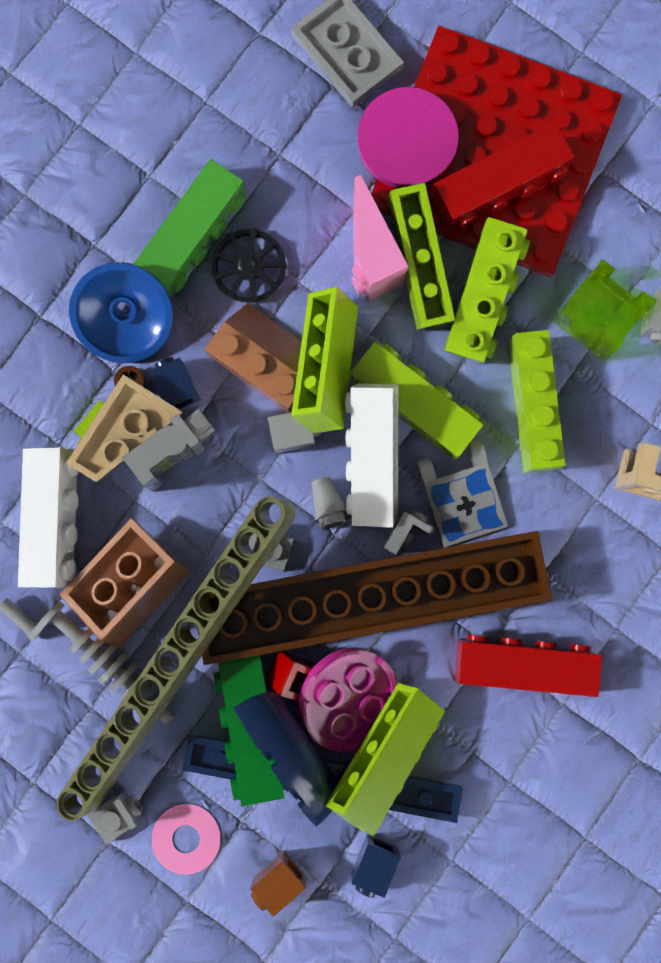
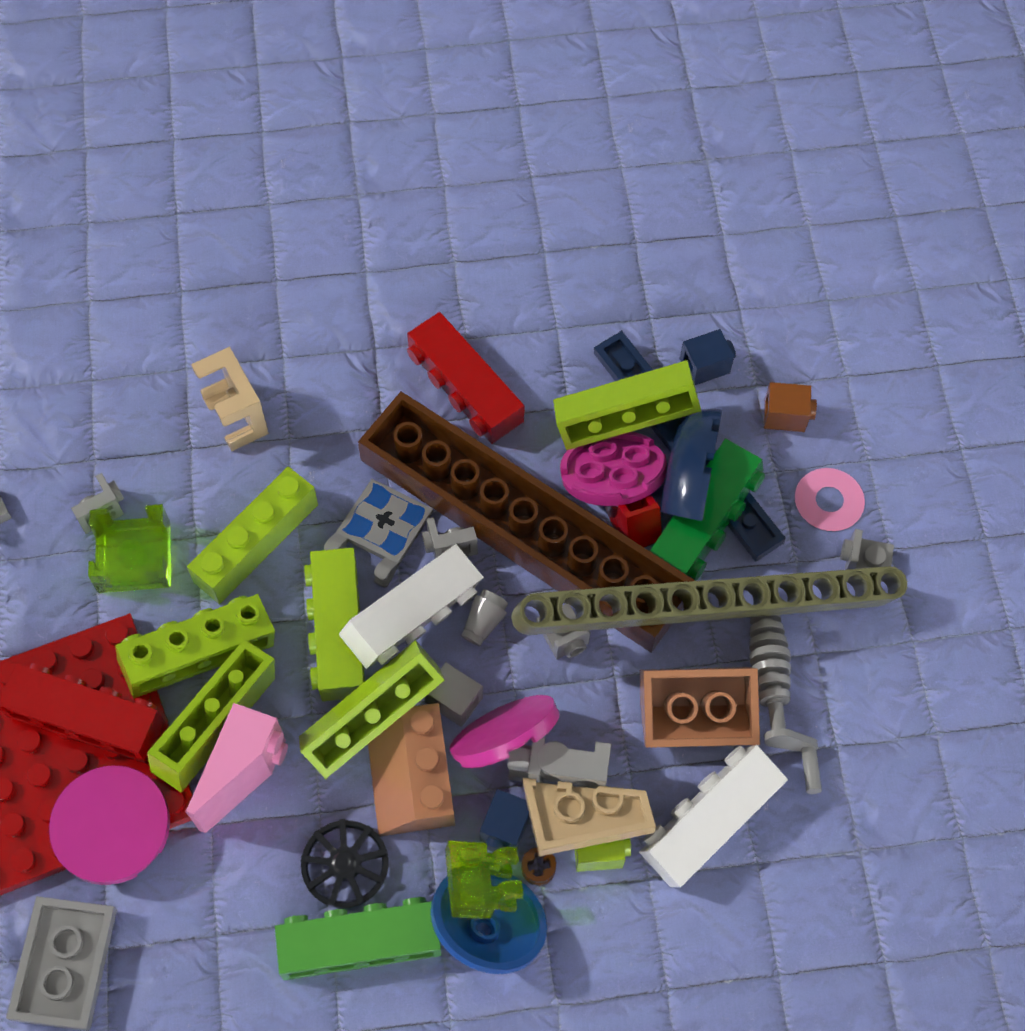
camera: 135 degrees left, 20 degrees down
(155, 323) = (470, 879): none -> clear neon green plate
(226, 432) = (504, 730): none -> dark pink tile

